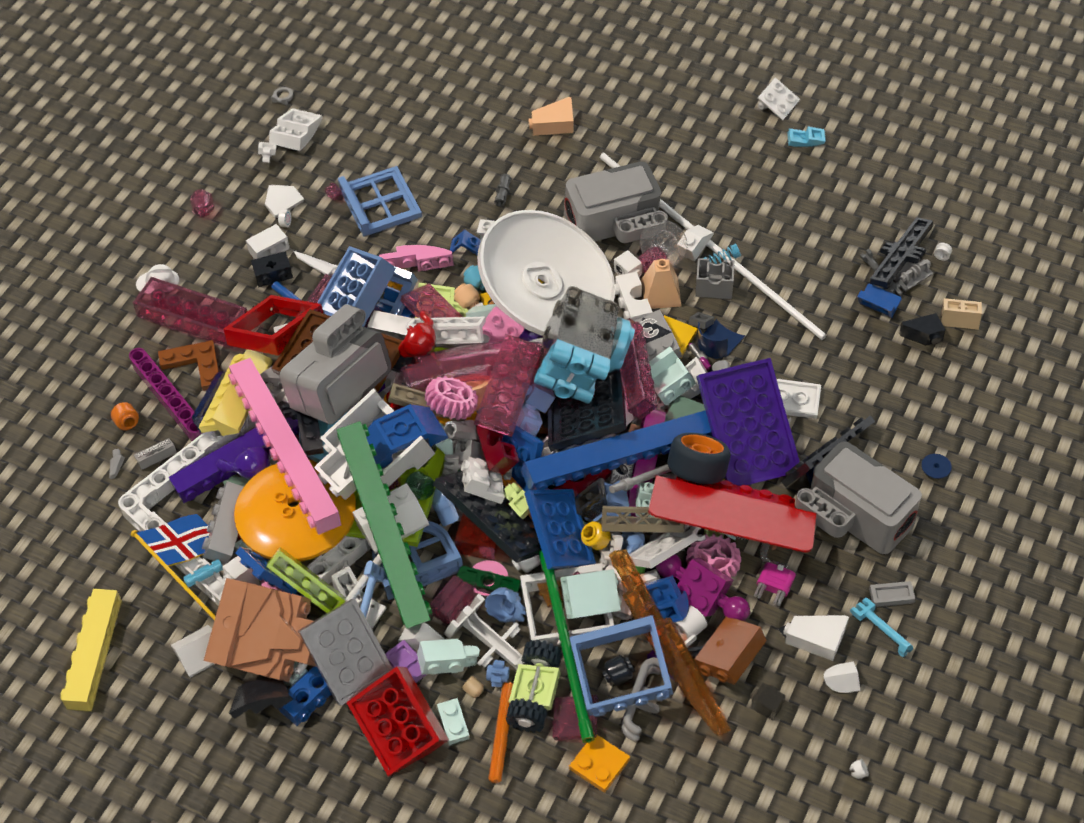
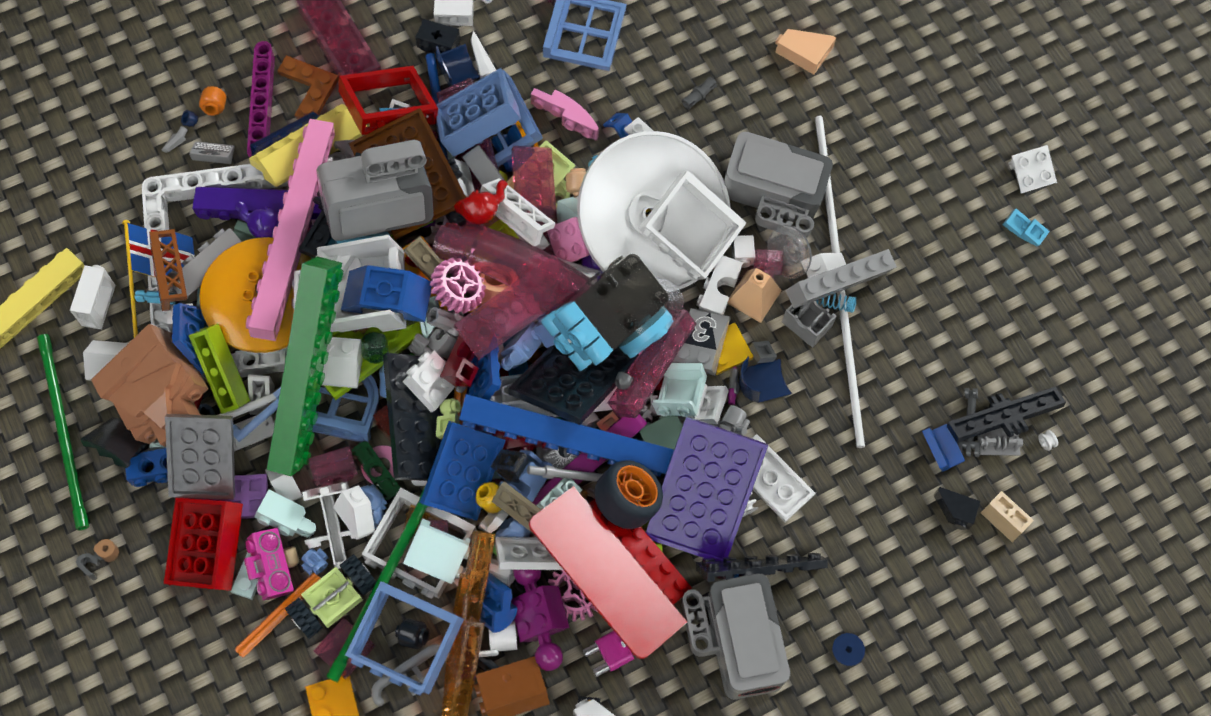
camera: 30 degrees right, 15 degrees up
(114, 444) = (189, 118): none -> dark blue hinge
(148, 608) = (92, 297): none -> white window
(195, 542) = (160, 271): none -> dark orange fence
(268, 771) = (79, 511): none -> green piece
(300, 278) = (456, 65): none -> dark blue piece
(319, 785) = (104, 550): none -> leg
(465, 697) = (271, 564): none -> dark pink piece
(502, 610) = (355, 512): none -> white slope
(587, 244) = (711, 201): none -> white window
(627, 386) = (623, 380): none -> dark grey hinge
(716, 235) = (840, 278): none -> light grey brick

